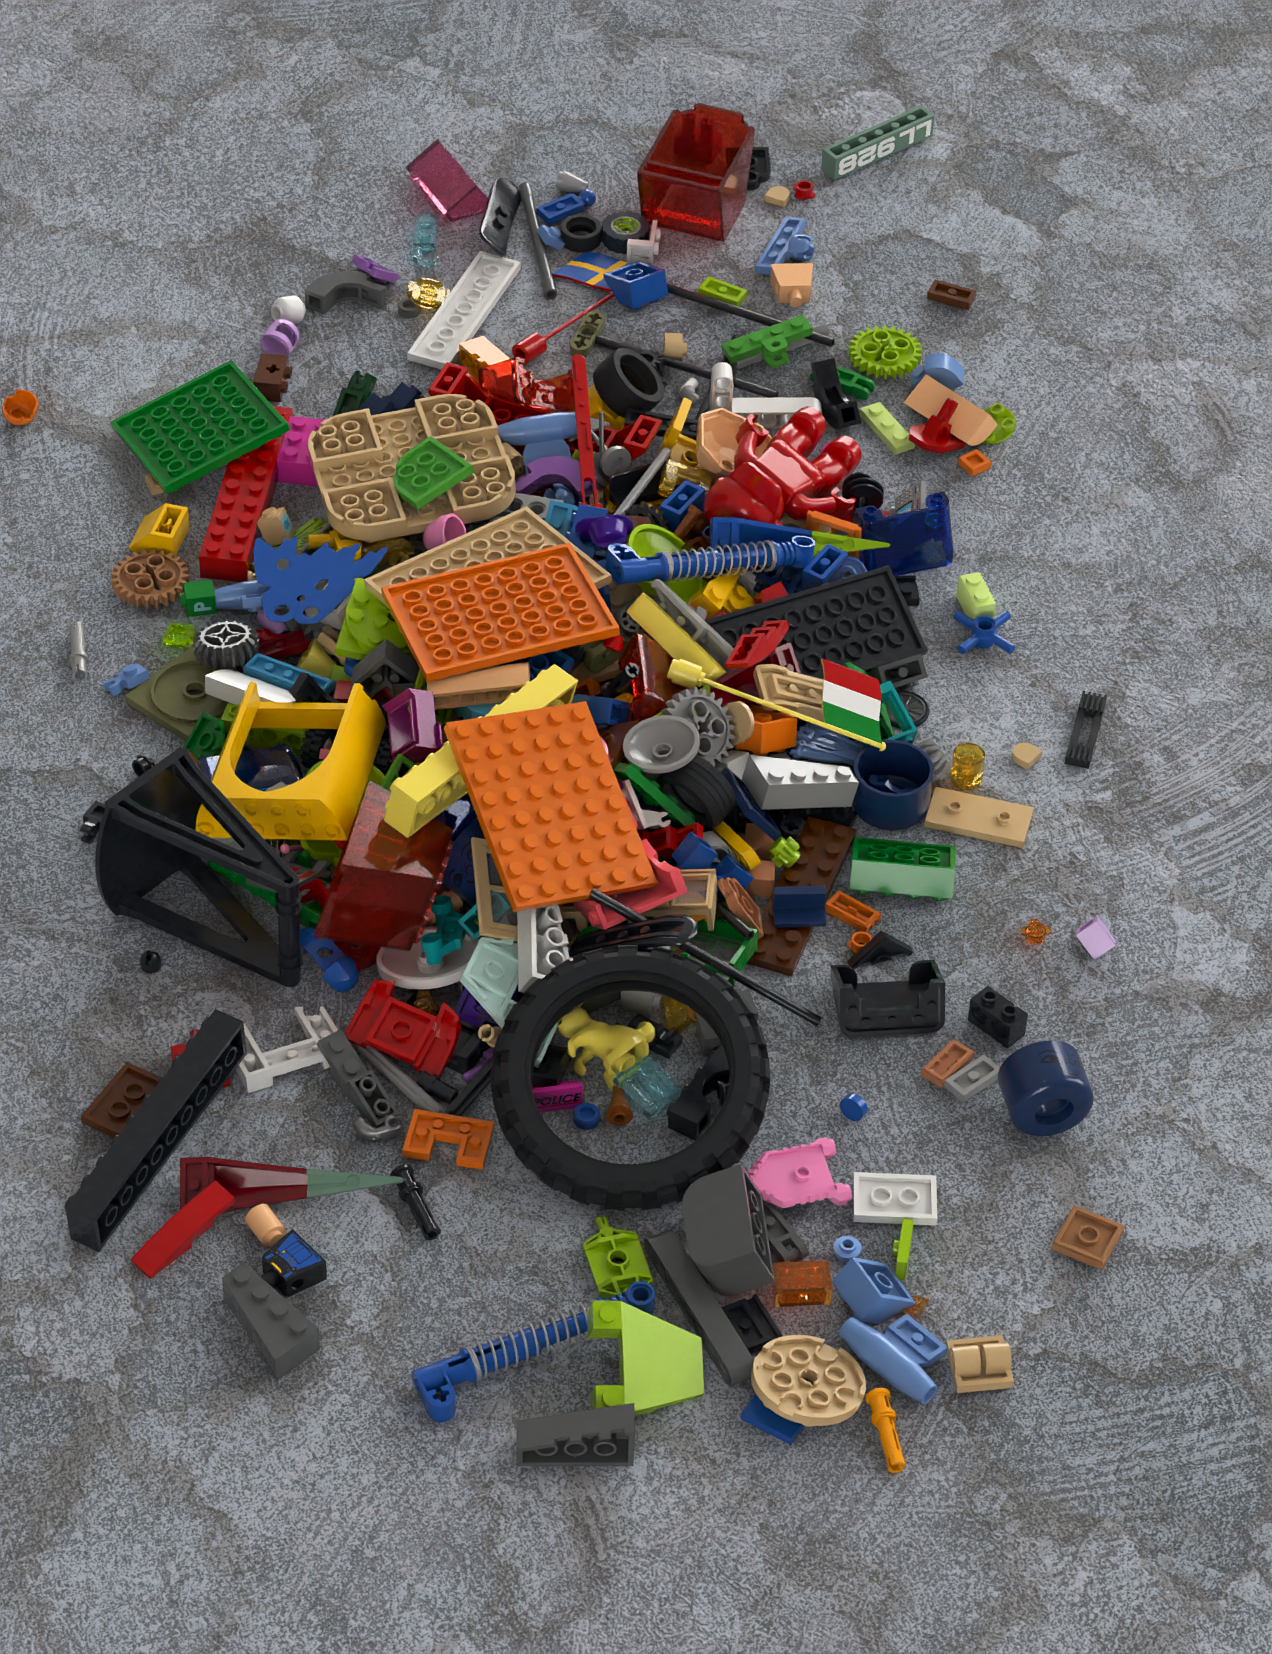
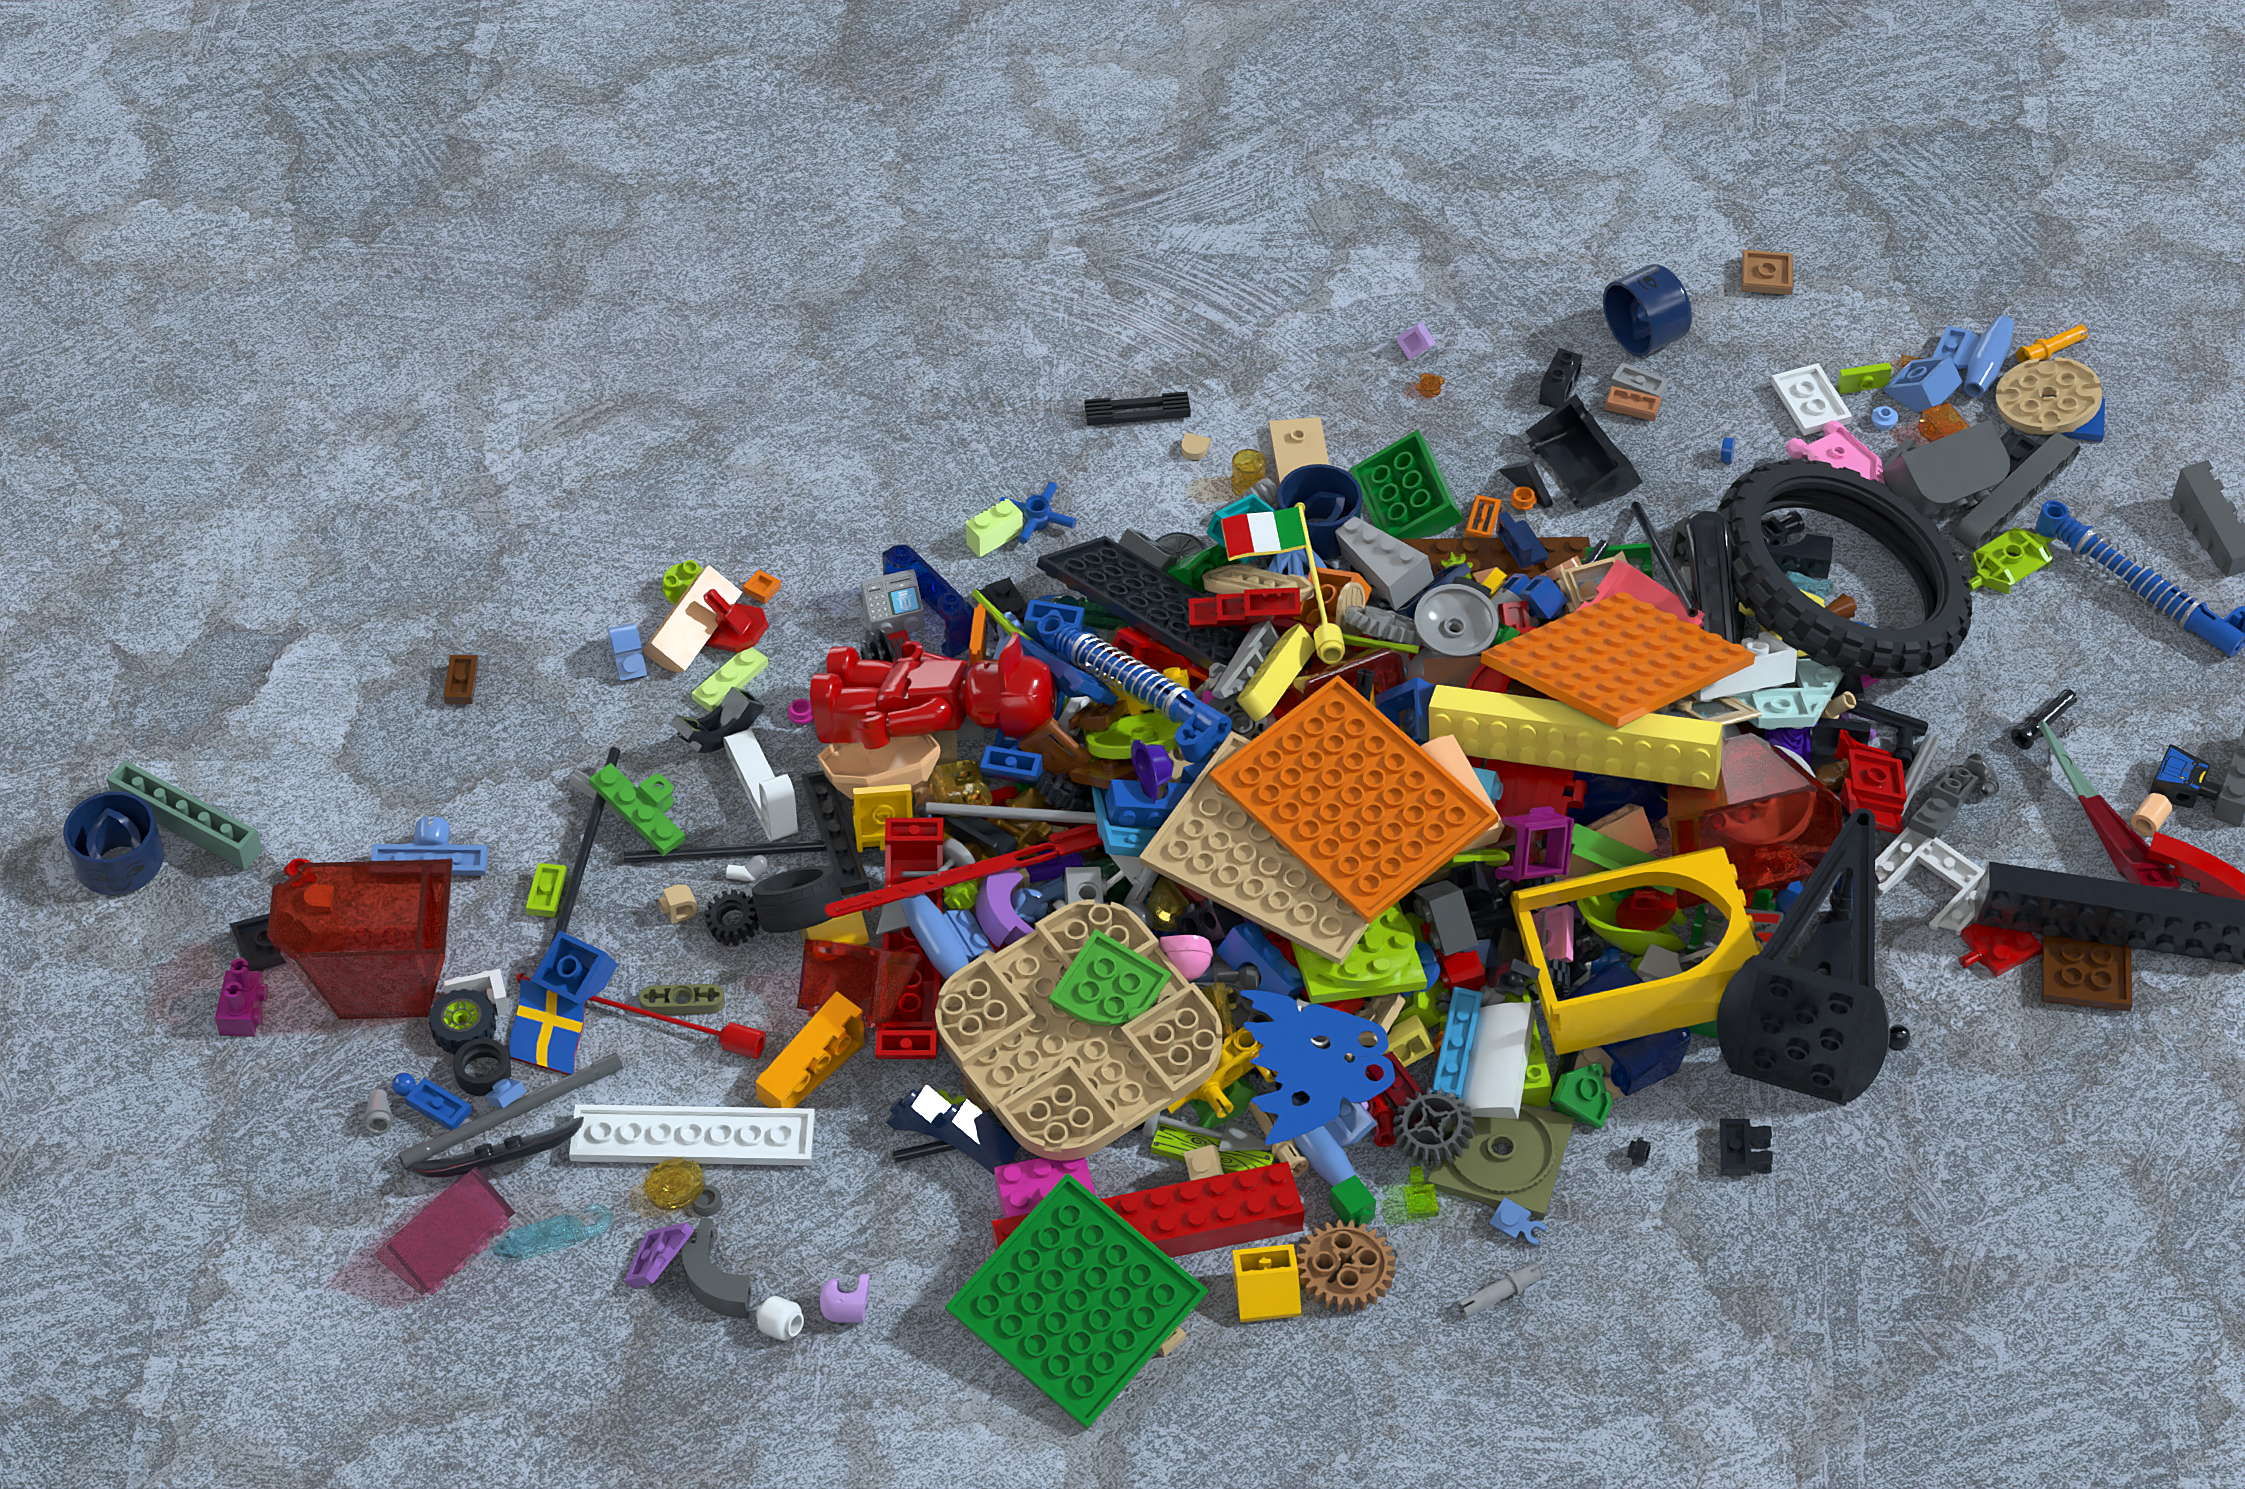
camera: 110 degrees left, 5 degrees up
(272, 376) = (920, 1286): reddish brown brick -> none
(356, 393) = (941, 1172): dark green plate -> none
(470, 1133) = (1942, 709): orange plate -> none
(656, 1359) = (2113, 498): lime wedge -> none
(689, 368) = (710, 879): black piece -> none
(792, 283) = (504, 825): light nougat torso -> none
(854, 383) = (664, 739): green hinge -> none
(860, 100) = (107, 823): none -> dark blue piece
(872, 352) = (599, 708): lime gear -> none
(980, 1363) = (1945, 304): tan plate -> none

